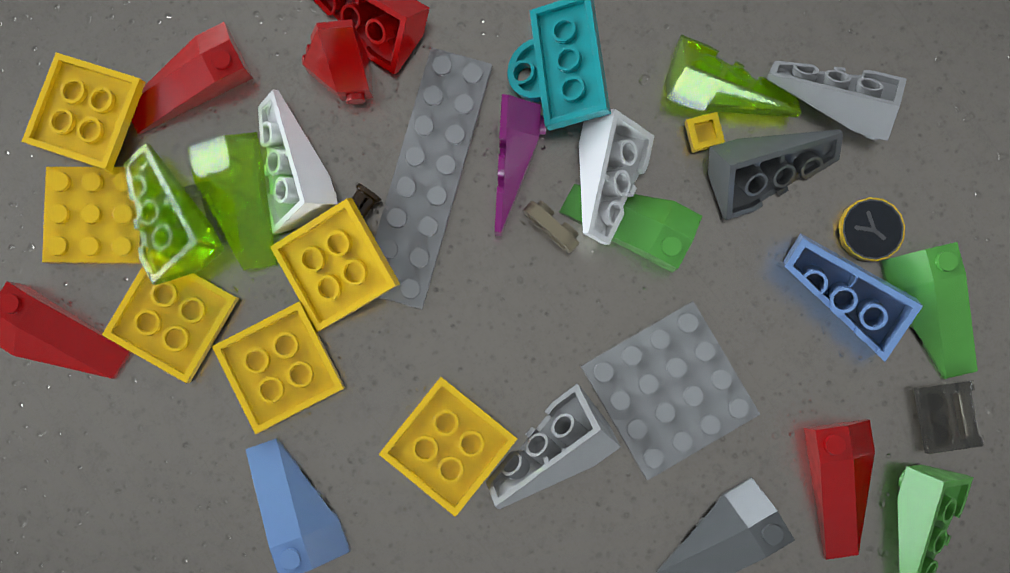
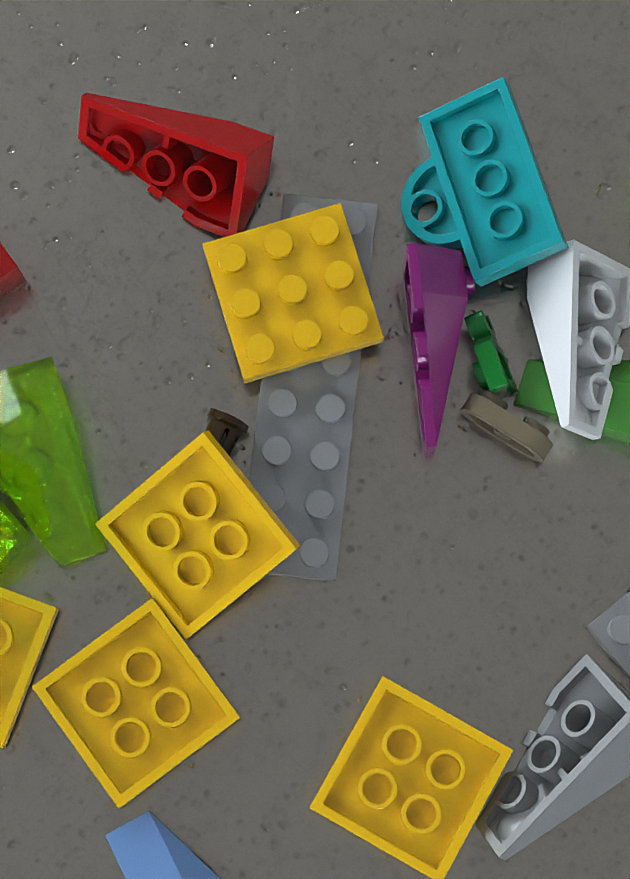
camera: 10 degrees left, 5 degrees down
(296, 175) = (116, 413): white wedge -> none
(339, 61) = (157, 236): red wedge -> none
(424, 114) = (292, 293): none -> yellow plate
(548, 185) = (492, 367): none -> green plate

